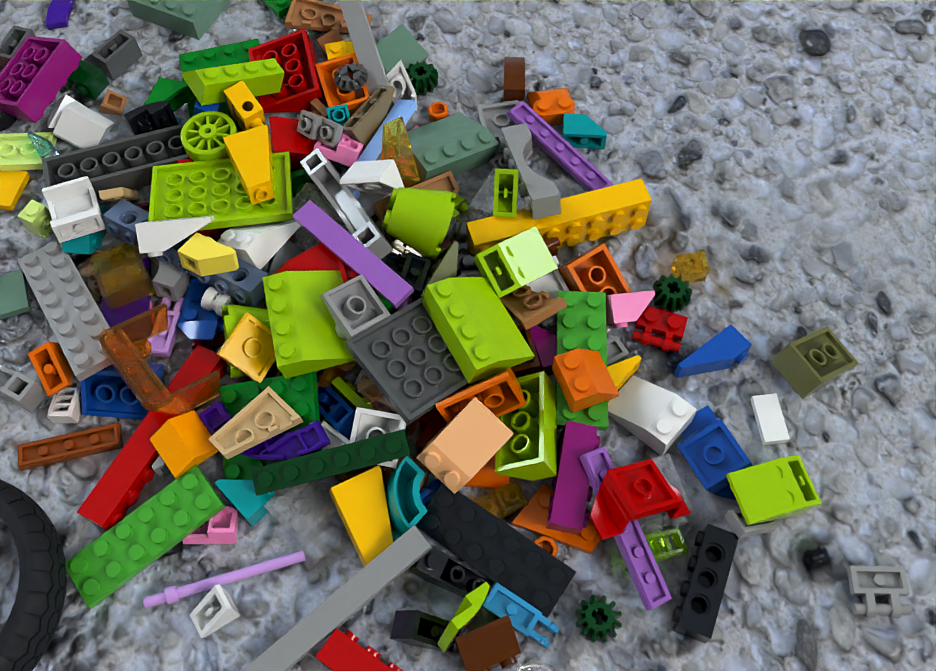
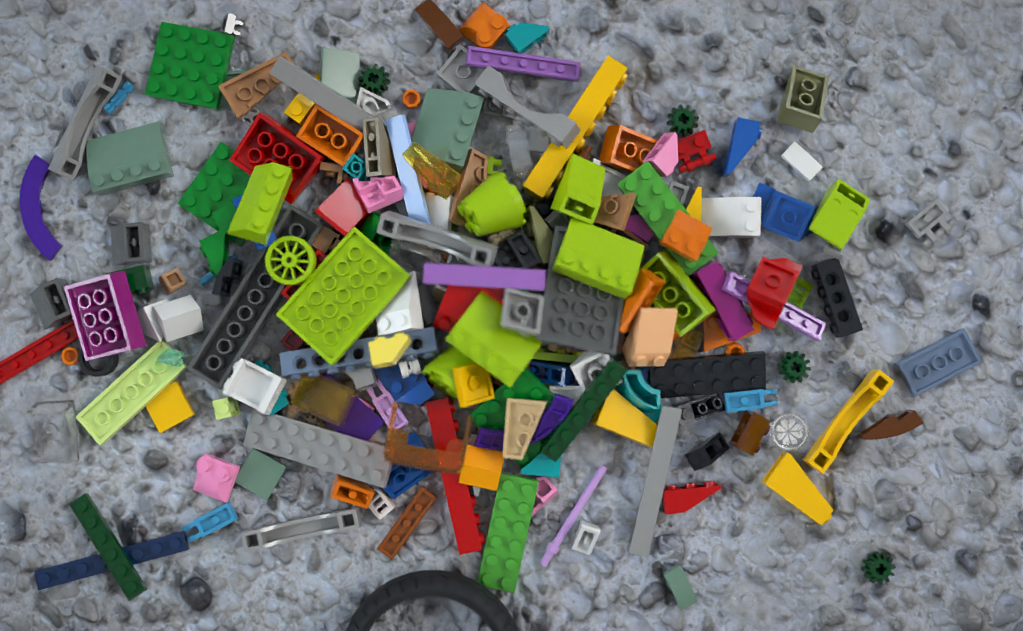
camera: 35 degrees left, 25 degrees up
(116, 194) = (270, 350): tan tile -> none
(163, 234) = (349, 358): white slope -> none
(244, 107) = (289, 220): yellow torso -> none
(252, 160) = (344, 258): yellow slope -> none
(319, 128) = (353, 192): light grey slope -> none
(330, 37) = (279, 101): medium nougat slope -> none
(345, 83) = (343, 125): dark grey gear -> none
(373, 177) = (437, 206): white slope -> none
(463, 616) = (728, 426): lime slope -> none
(505, 192) = (535, 146): lime slope -> none
(691, 266) = (684, 84): clear yellow brick -> none

